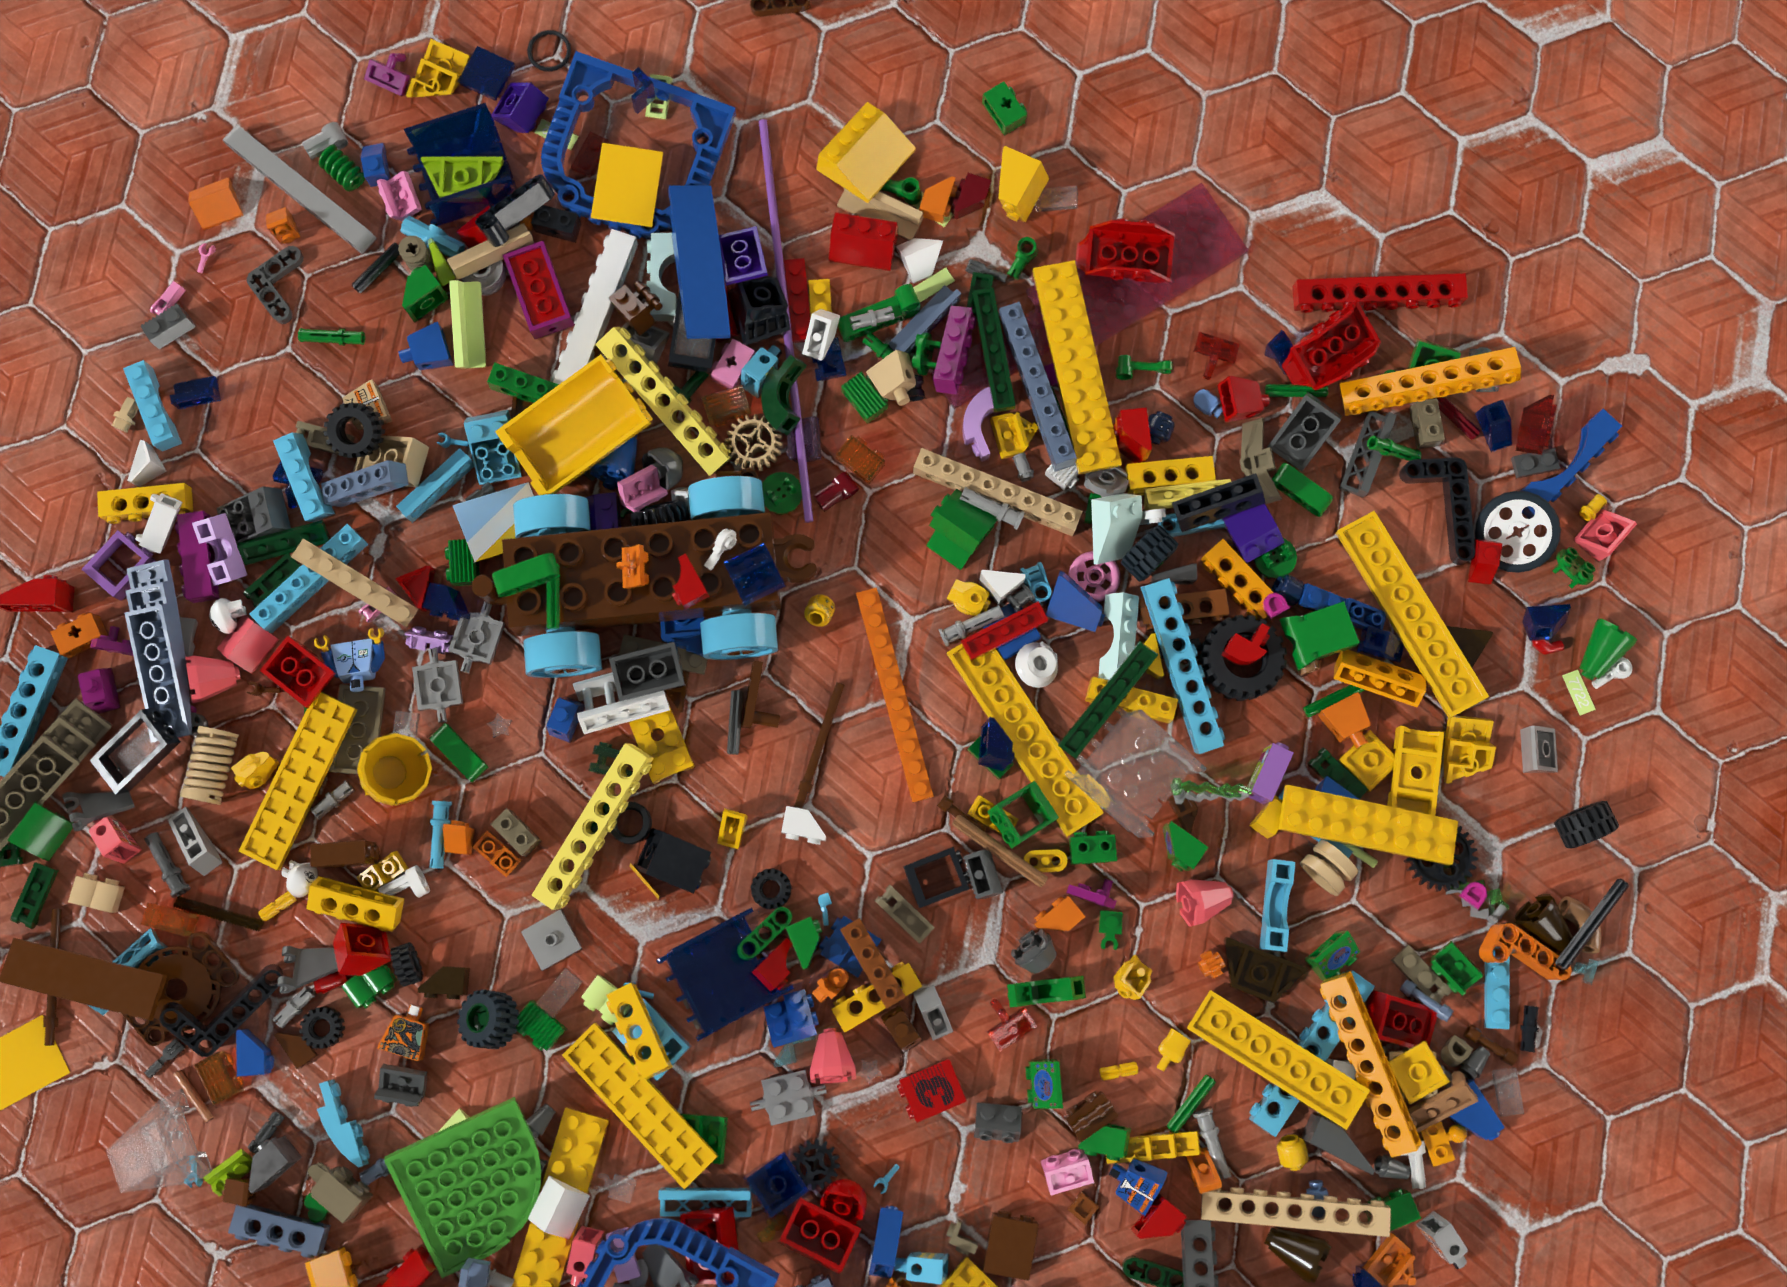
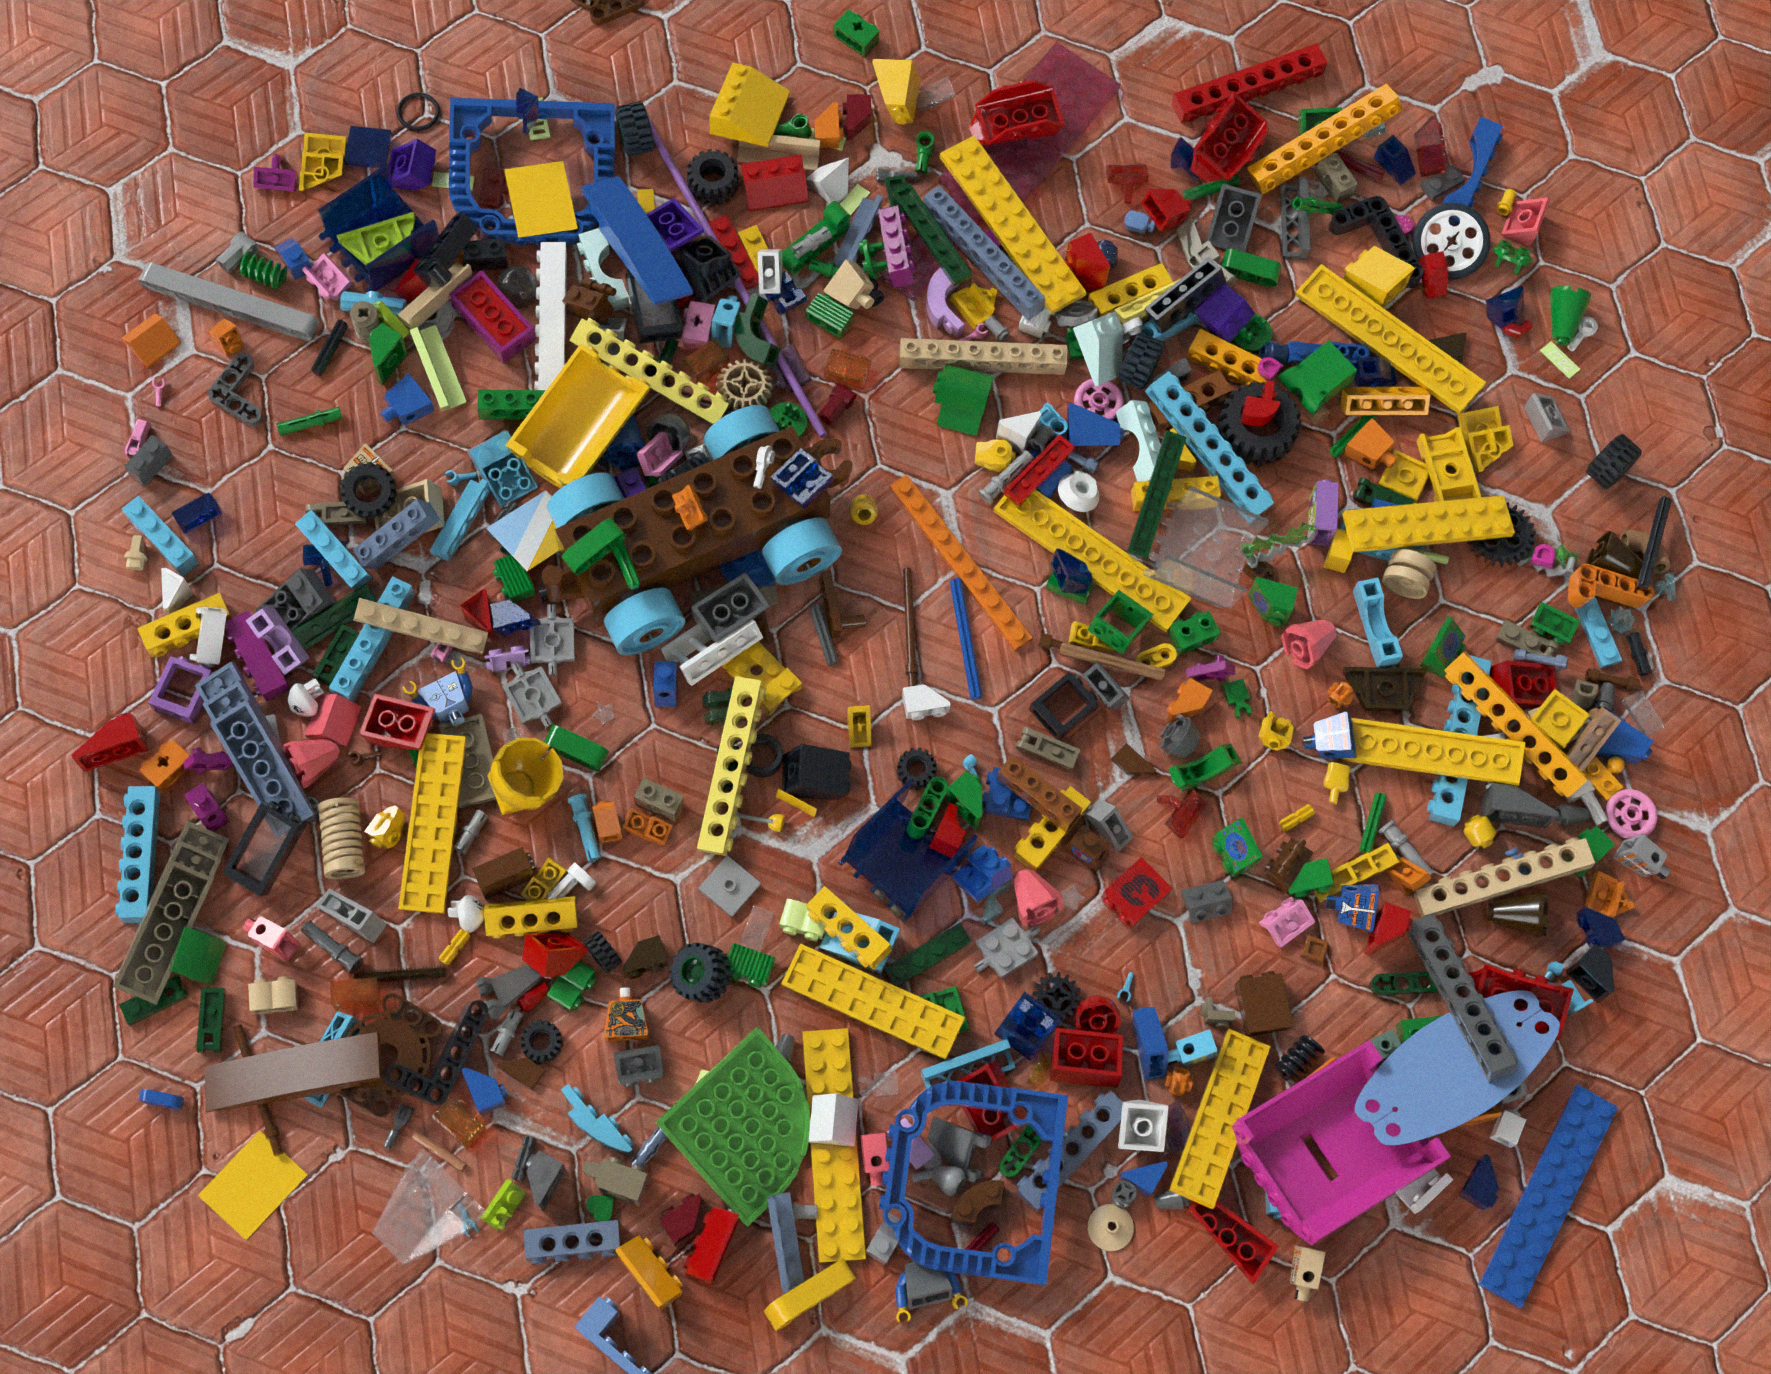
camera: 25 degrees left, 10 degrees down
(95, 806) = (242, 915): dark grey flag -> none
(237, 1192) = (522, 1214): reddish brown slope -> none
(385, 1248) = (682, 1220): none -> dark red slope
(575, 265) = (518, 286): none -> clear smoke cylinder
(617, 893) = (774, 822): none -> hinge
(689, 587) = (749, 507): red arch -> none
(711, 1076) = (927, 955): none -> dark green plate
(732, 218) = (646, 199): none -> yellow sticker
(745, 140) = (634, 128): none -> black wheel
(804, 200) = (713, 163): none -> black tyre
(831, 984) = (1007, 829): orange hips -> none
(869, 774) = (965, 639): none -> blue axle
(980, 955) = (1131, 761): none -> reddish brown tile
(999, 465) = (976, 334): none -> bright pink hand
(1001, 511) = (994, 369): light grey pin -> none
(1059, 640) = (1089, 464): none -> sand blue bar
(1126, 366) = (1053, 215): green brick -> none
(1185, 1006) = (1333, 737): none -> torso
(1426, 542) = (1378, 275): none -> yellow slope
(1439, 1203) = (1625, 797): none -> bright pink plate
(1477, 495) = (1405, 223): none -> dark pink tile
(1525, 989) = (1621, 614): none -> clear light blue gear

